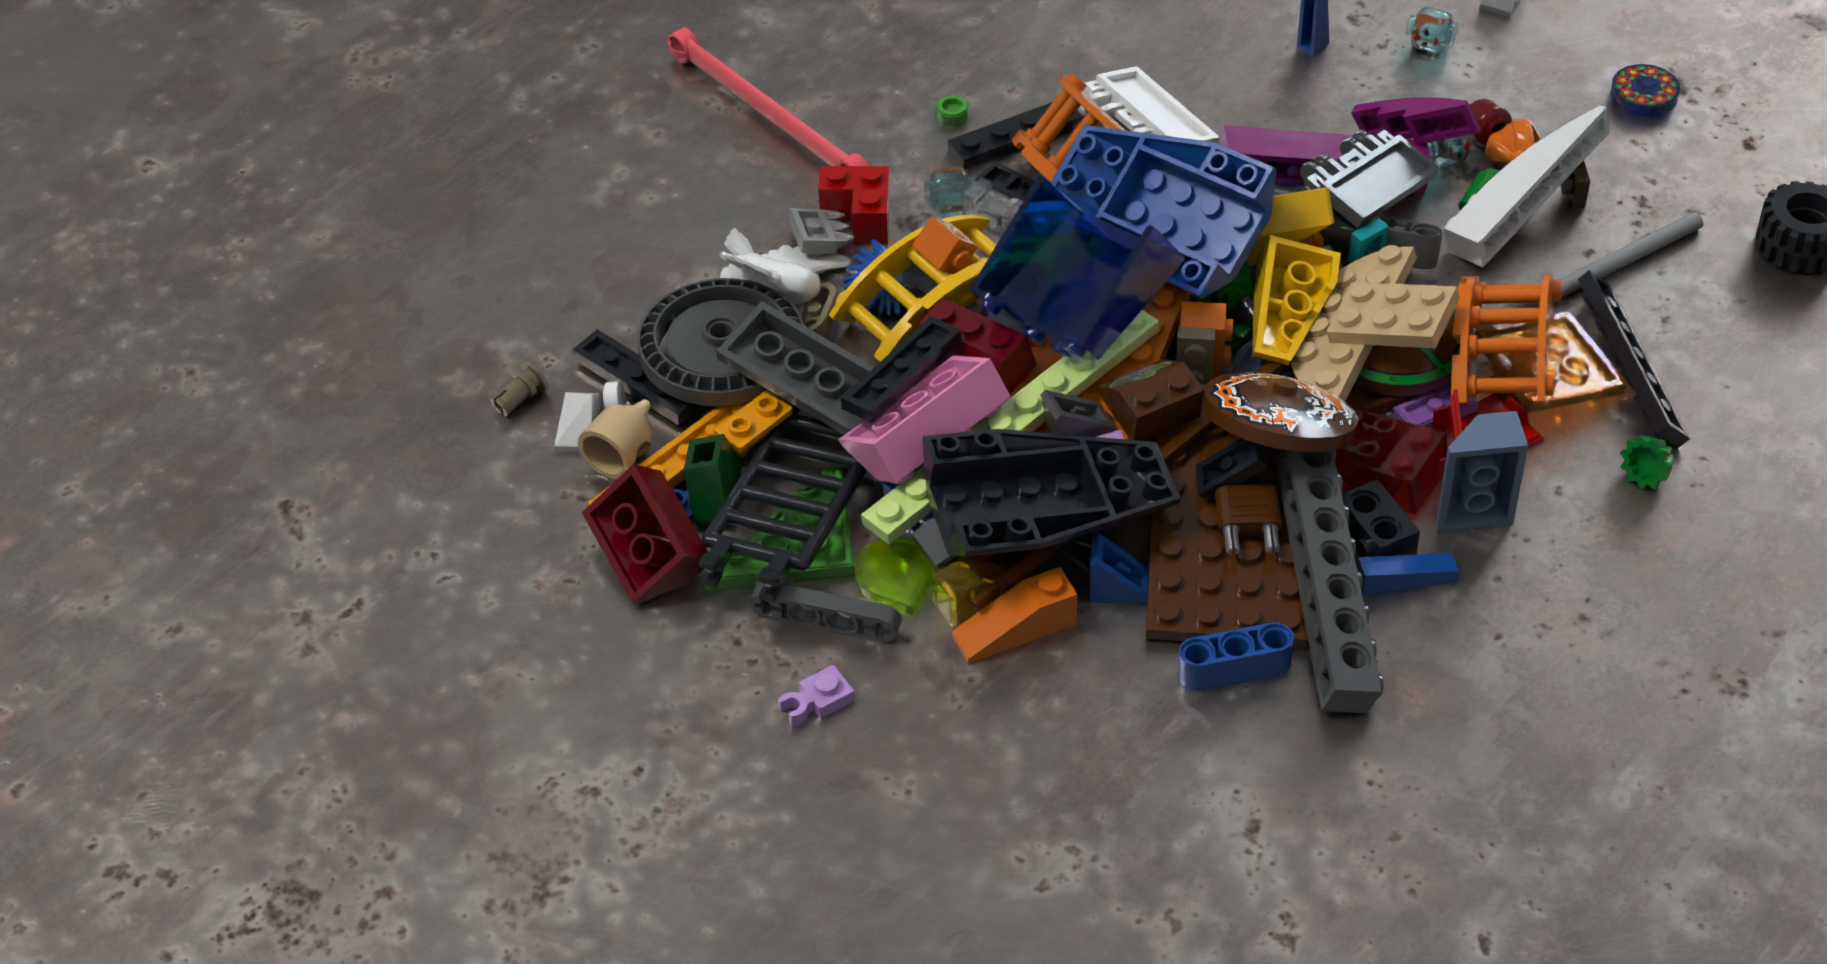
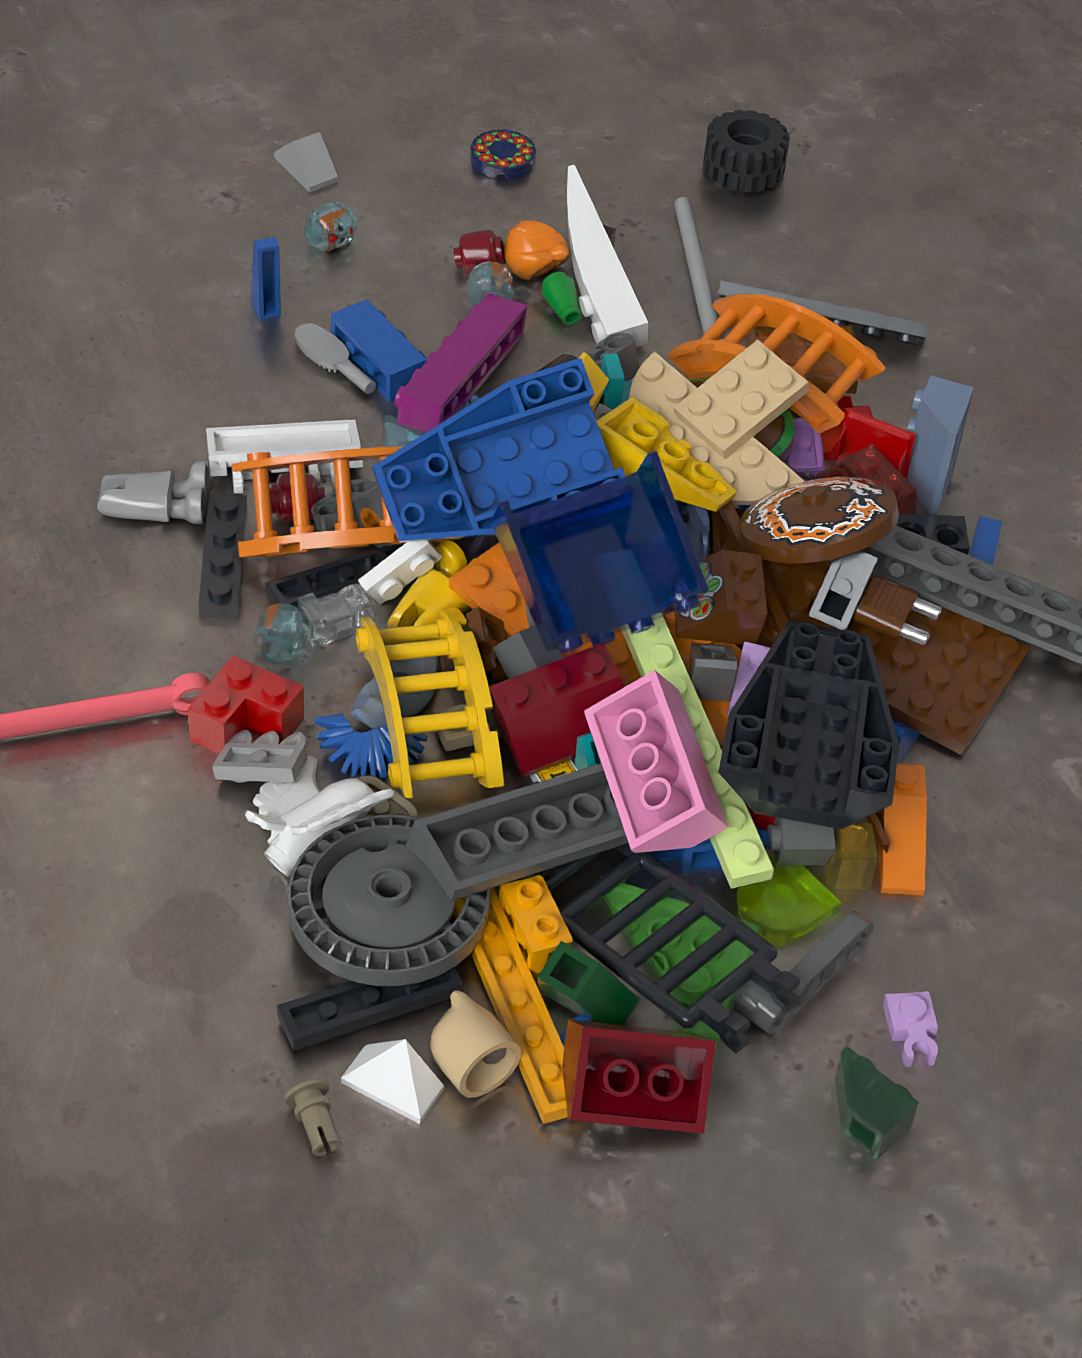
camera: 70 degrees left, 0 degrees up
(613, 394) = (395, 1027): white tile -> none
(711, 687) = (870, 1105): none -> clear green slope
(900, 369) = (587, 754): black plate -> none
(945, 246) = (419, 653): orange brick -> none
(952, 110) = (148, 585): bright green tile -> none
(1038, 70) = (156, 495): none -> light grey piece
(1235, 656) = (1029, 701): blue beam -> none
(1285, 92) = (330, 353): none -> light grey piece
(1315, 103) = (377, 347): none -> blue brick
(1369, 174) = (536, 333): hinge -> none
(1417, 118) = (480, 273): magenta slope -> none
(1647, 461) = (949, 357): green piece -> none

